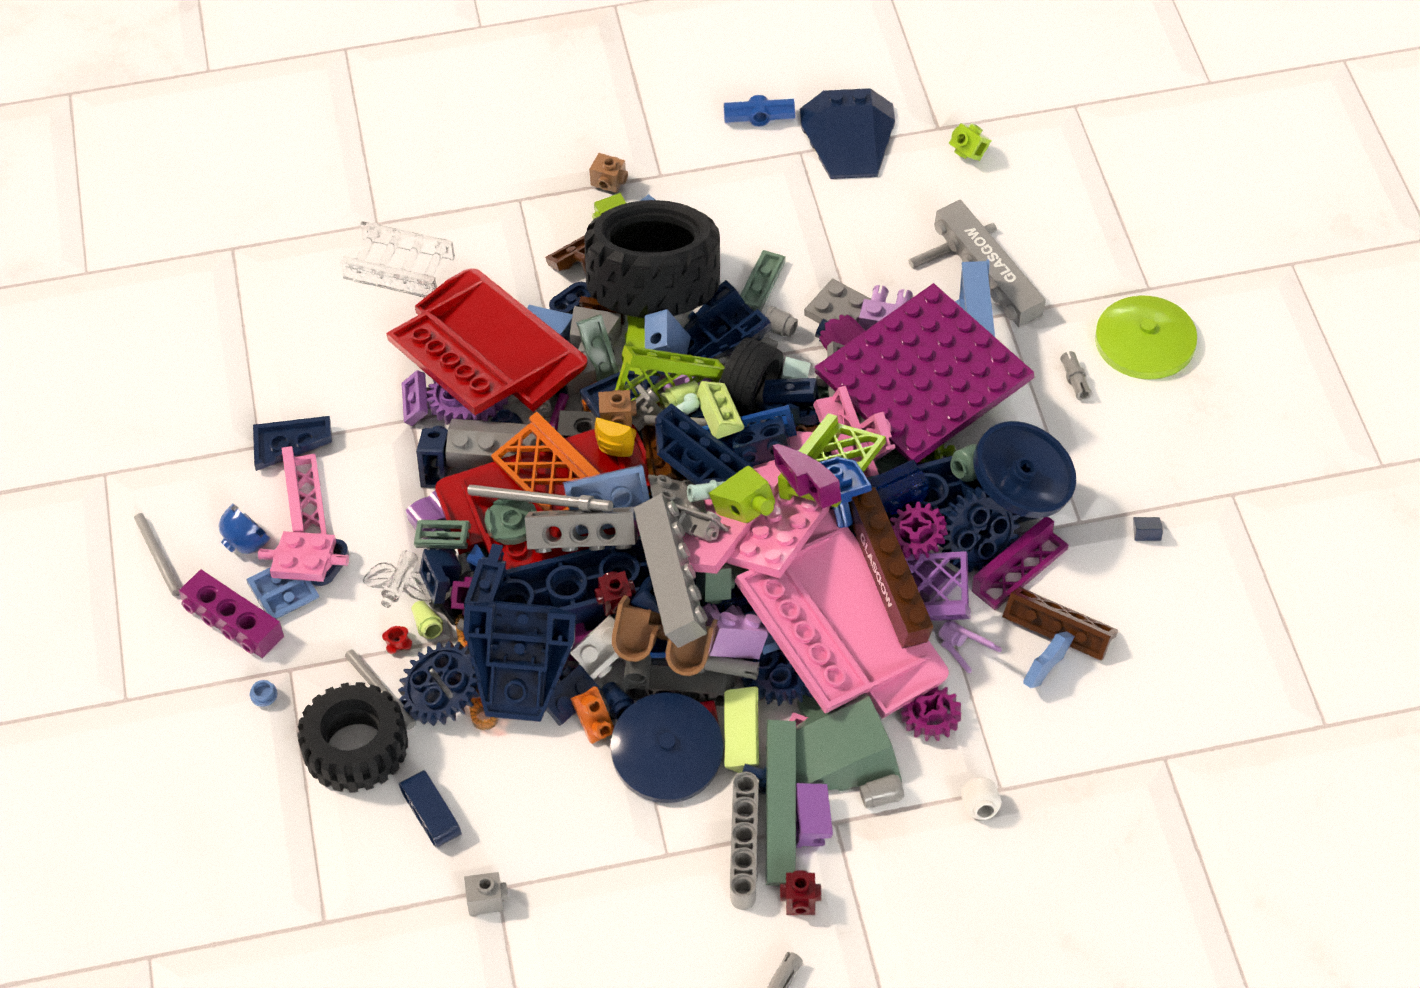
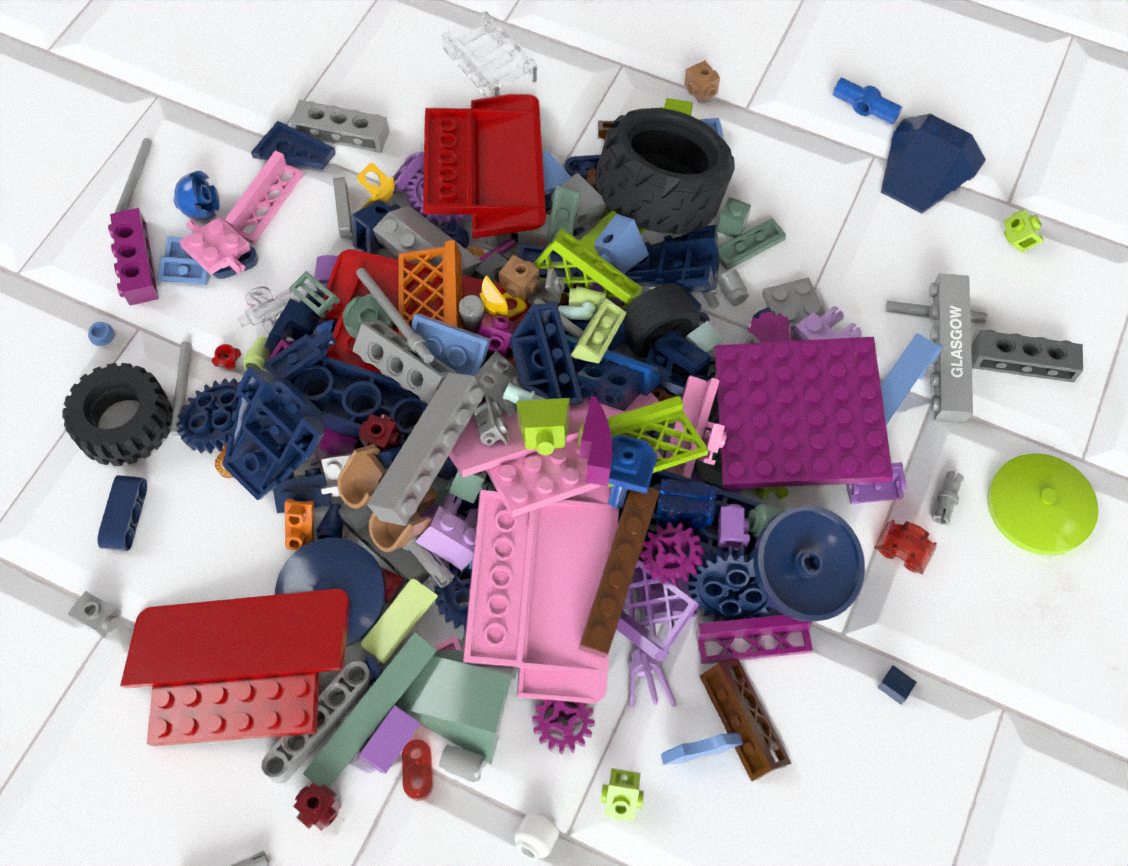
camera: 35 degrees right, 10 degrees up
(317, 394) = (341, 125): none -> light grey brick
(385, 459) = (343, 207): none -> light grey beam
(410, 426) = (383, 192): none -> yellow piece
(601, 456) = (471, 312): none -> light grey piece
(634, 456) = (497, 329): none -> magenta brick
(642, 842) = (236, 665): none -> red slope
(734, 266) = (733, 217): none -> sand green brick
(849, 820) = (417, 769): none -> clear red plate
(947, 484) = (733, 528): none -> medium lavender brick
(1018, 403) = (879, 491): none -> medium lavender hinge
(1019, 727) = (622, 794): none -> lime brick
(1050, 234) = (1064, 366): none -> dark grey brick
(1074, 424) = (908, 543): none -> clear red cylinder

